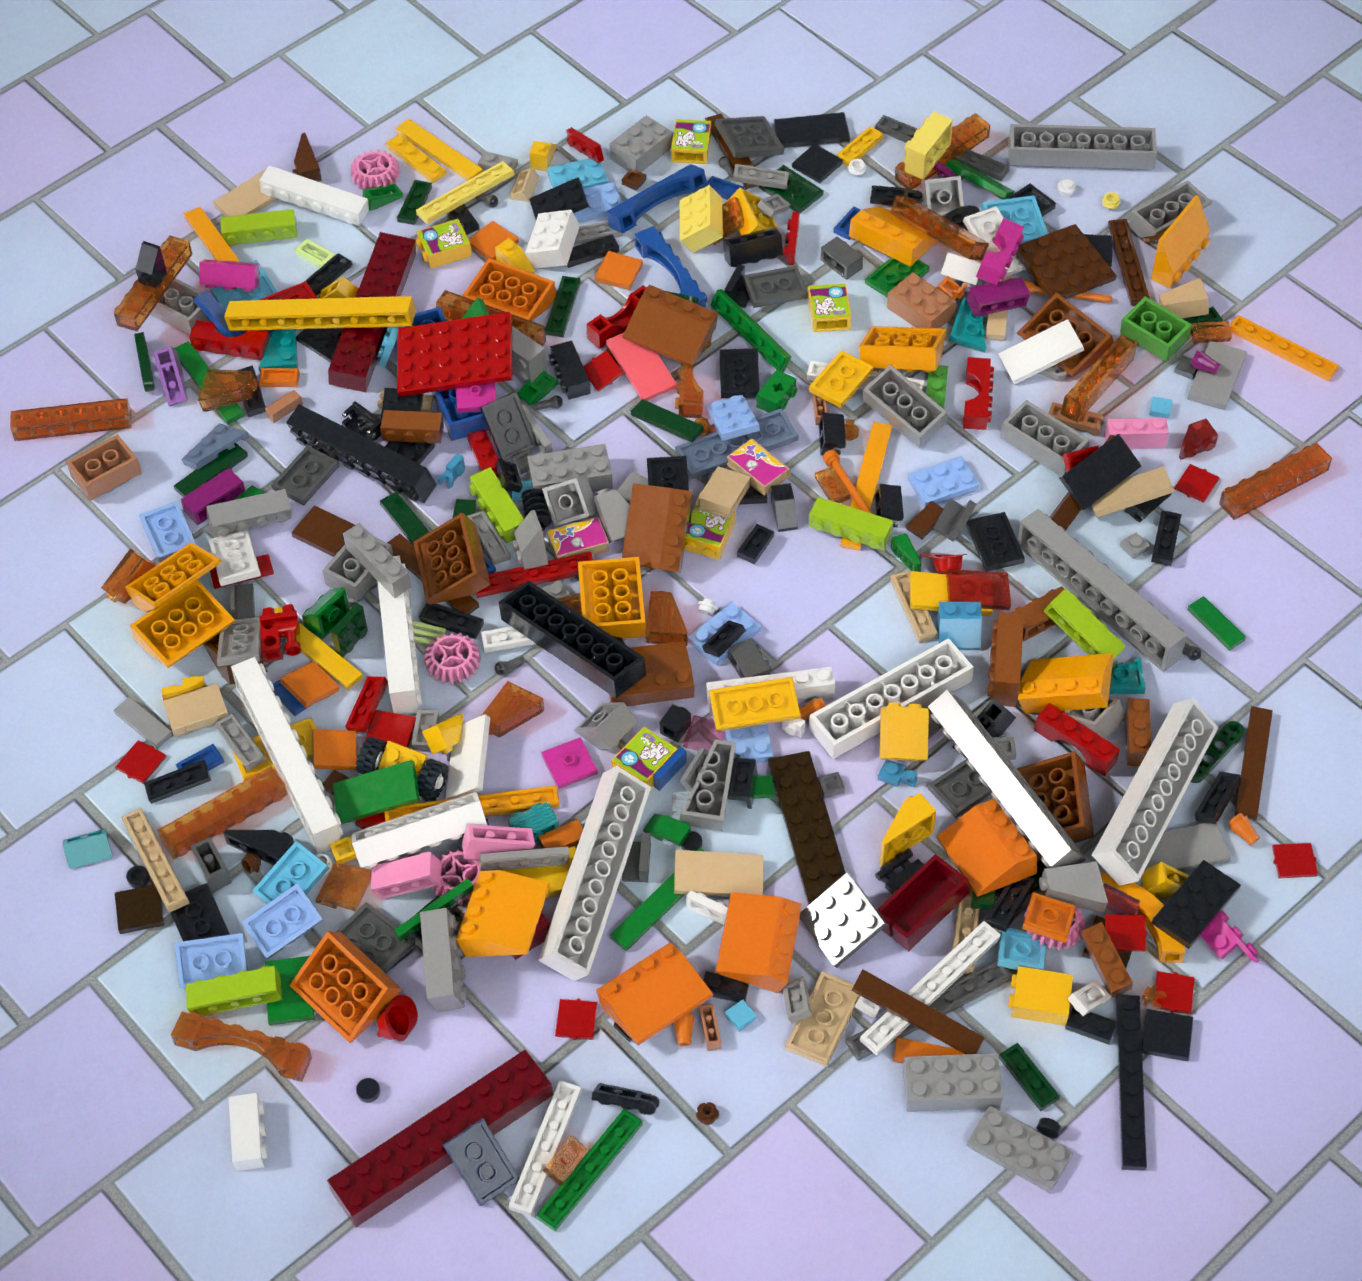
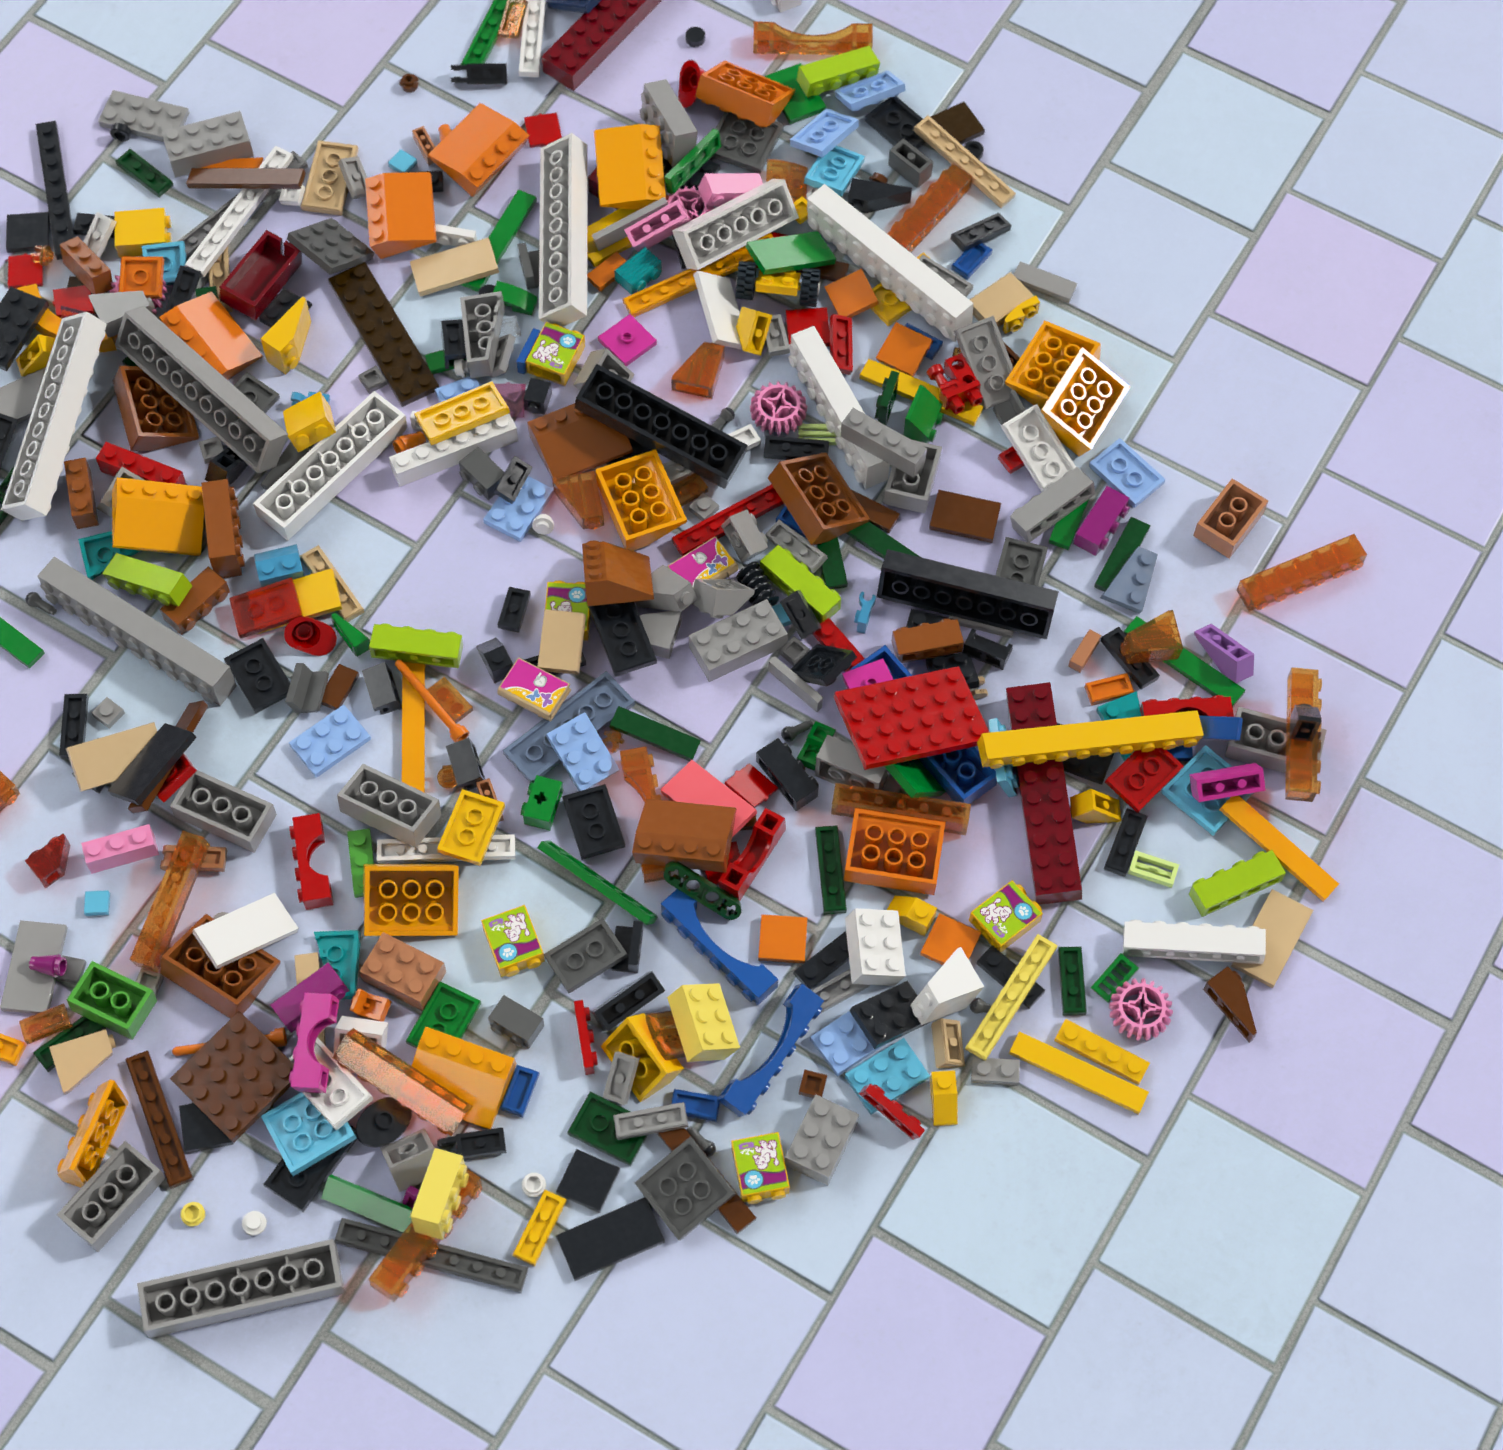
camera: 160 degrees right, 10 degrees up
(87, 848) = (1032, 161): teal panel -> none
(129, 569) = (1133, 411): clear orange slope -> none
(140, 762) = (1027, 248): red piece -> none
(144, 362) = (1264, 663): dark green beam -> none
(513, 196) = (948, 990): none -> white slope
(1197, 483) = (46, 812): red piece -> none

